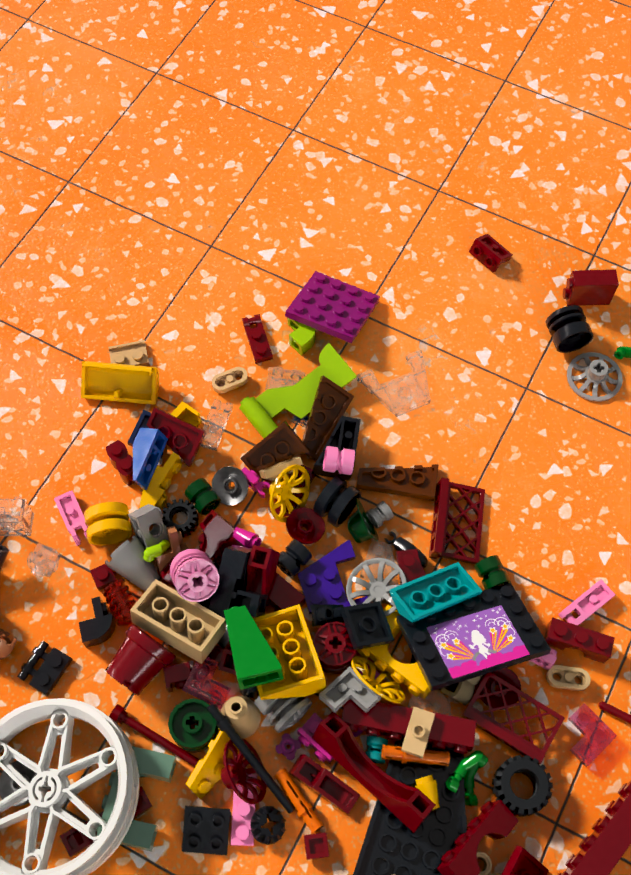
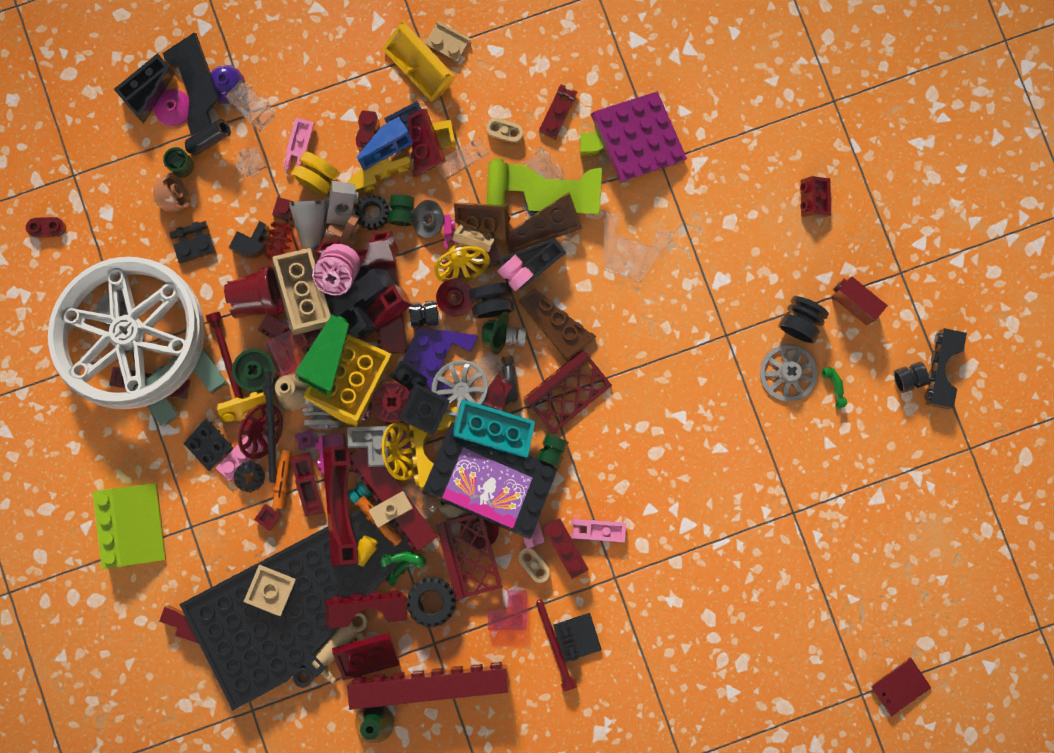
camera: 40 degrees right, 20 degrees up
(155, 550) = (329, 225): lime arm -> none
(246, 537) = (405, 271): dark pink cone -> none

